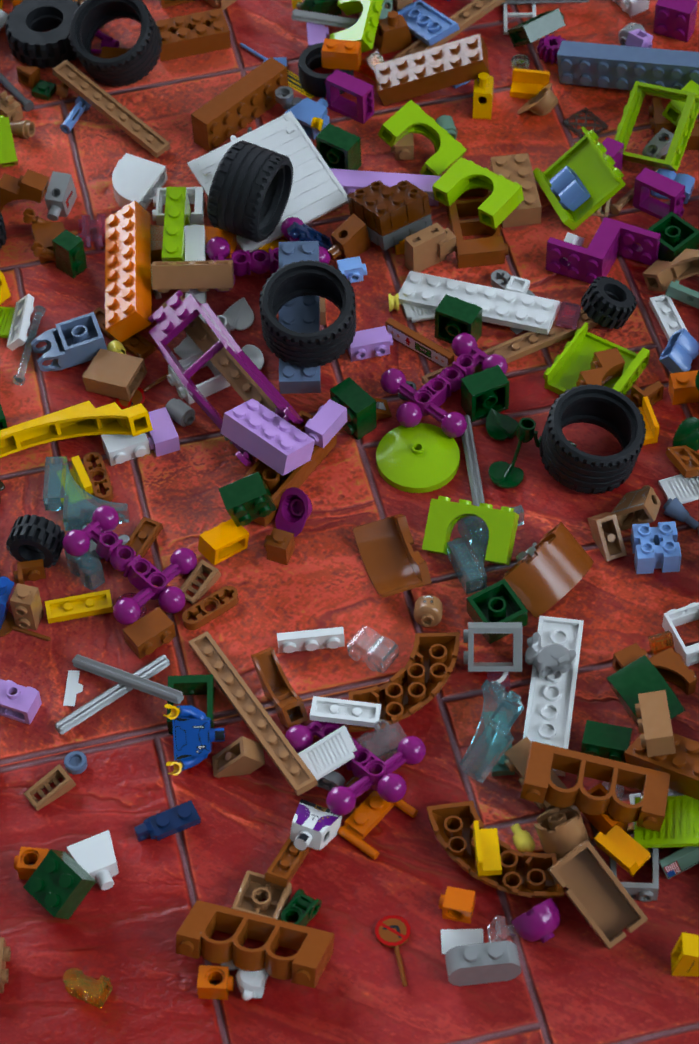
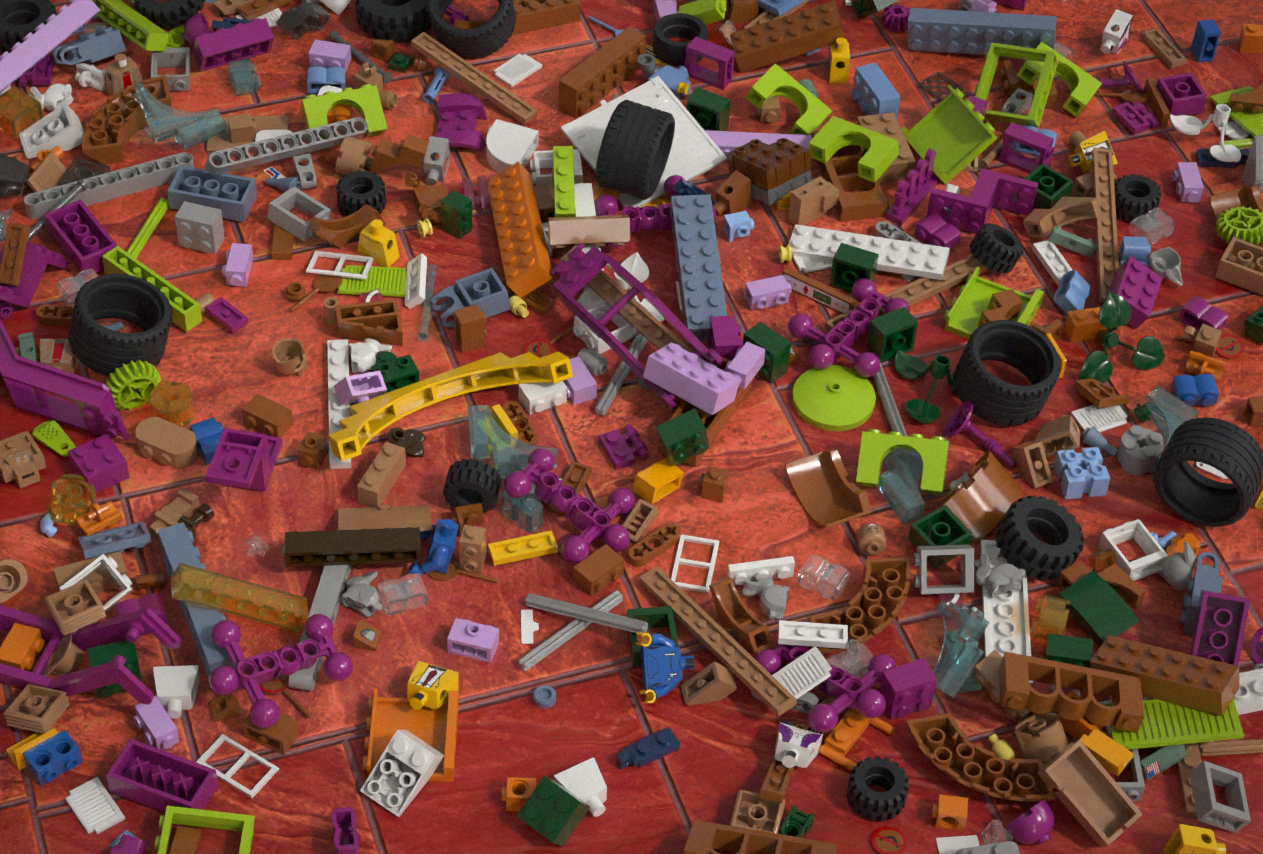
camera: 10 degrees left, 5 degrees down
(38, 265) = (424, 227): none -> light yellow bush
(53, 794) = (529, 706): medium nougat slope -> none
(62, 374) = (470, 328): none -> dark orange piece
(91, 153) = (459, 120): none -> magenta piece
(114, 374) = (520, 327): medium nougat brick -> none
(159, 99) = (516, 69): none -> white window
(190, 503) = (617, 449): none -> magenta plate
(205, 429) = (619, 377): none -> light grey axle
(232, 625) = (710, 566): none -> white window
(293, 511) = (723, 448): magenta piece -> none
(305, 279) = (723, 230): black tyre -> none
(313, 390) = (724, 336): none -> magenta brick
(317, 669) = (772, 597): none -> light grey animal
(341, 54) = (698, 23): orange brick -> none
(387, 859) = (879, 773): none -> black tyre
(434, 772) = (908, 688): none -> magenta brick
(486, 851) = (974, 758): yellow panel -> none
(512, 130) = (874, 91): none -> medium blue brick
(518, 284) = (904, 234): white tile -> none
(520, 61) = (867, 31): clear smoke tile -> none
(528, 82) = (881, 50): light orange panel -> none
(533, 239) = (913, 190): none -> magenta fence
(541, 103) = (897, 65): medium nougat piece -> none
(541, 488) = (964, 423): none -> magenta dish
(553, 283) = (937, 232): none -> magenta brick
(568, 315) = (959, 260): clear pink slope -> none
(569, 188) = (941, 142): medium blue brick -> none
(594, 701) = (1051, 616): none -> clear yellow brick
(609, 599) = (1049, 522): none -> black tyre
(655, 723) = (1118, 631): medium nougat brick -> none

